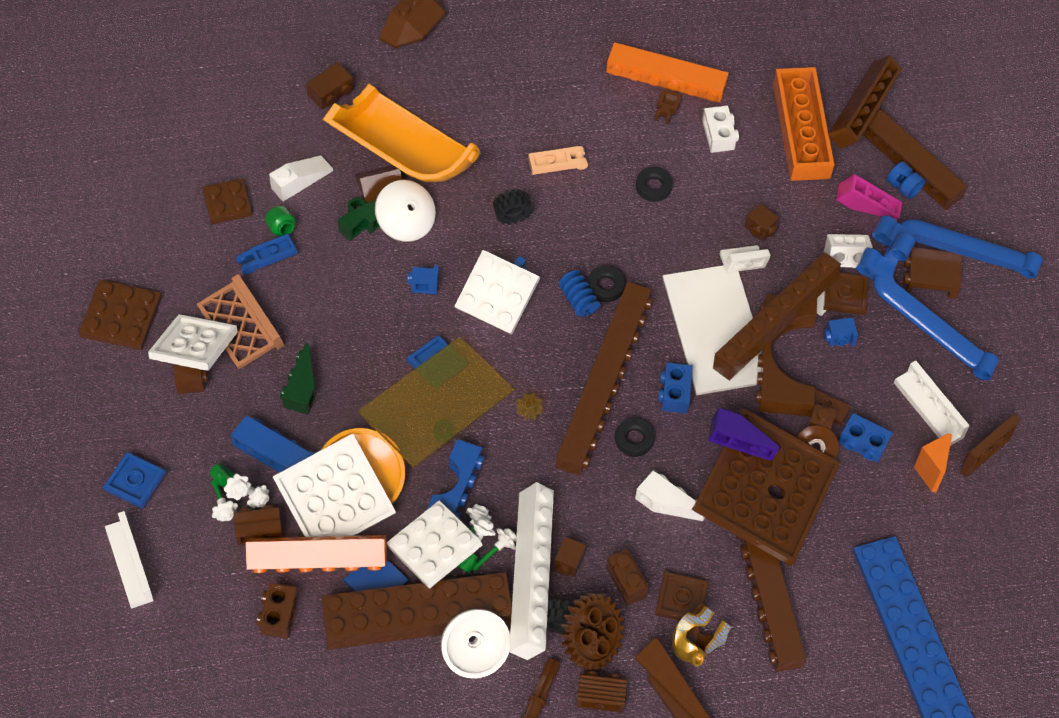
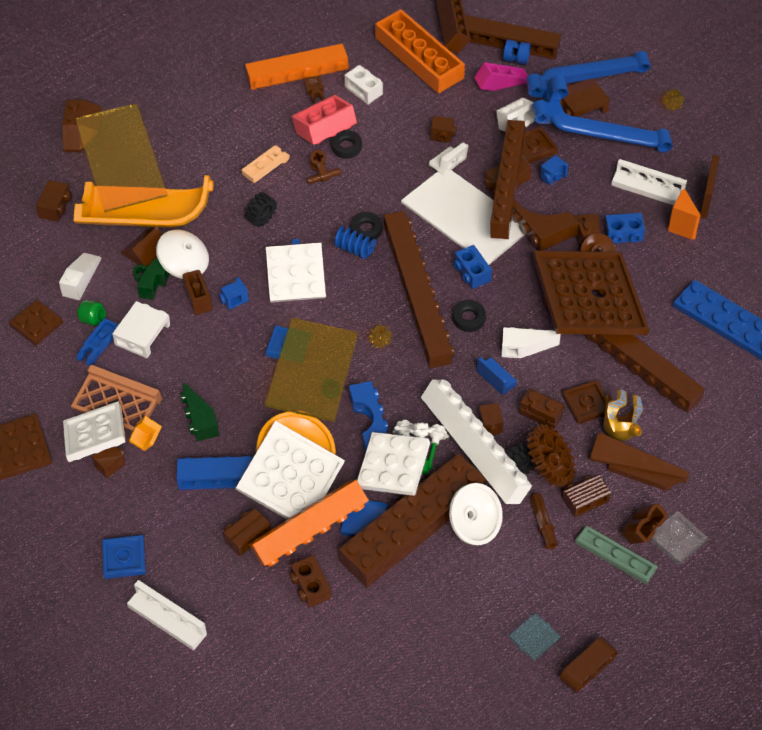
camera: 30 degrees left, 5 degrees down
(236, 487) = (215, 508): white plant -> none
(238, 371) = (145, 433): none -> light orange panel
(313, 263) = (140, 328): none -> white panel
(389, 258) = (197, 292): none -> reddish brown brick
(421, 76) = (121, 157): none -> clear yellow piece
(606, 205) = (323, 175): none -> reddish brown piece
(612, 515) = (495, 375): none -> blue panel
(646, 146) = (324, 119): none -> coral brick
(739, 434) = (547, 266): dark purple slope -> none
(1033, 326) = (673, 99): none -> clear yellow gear

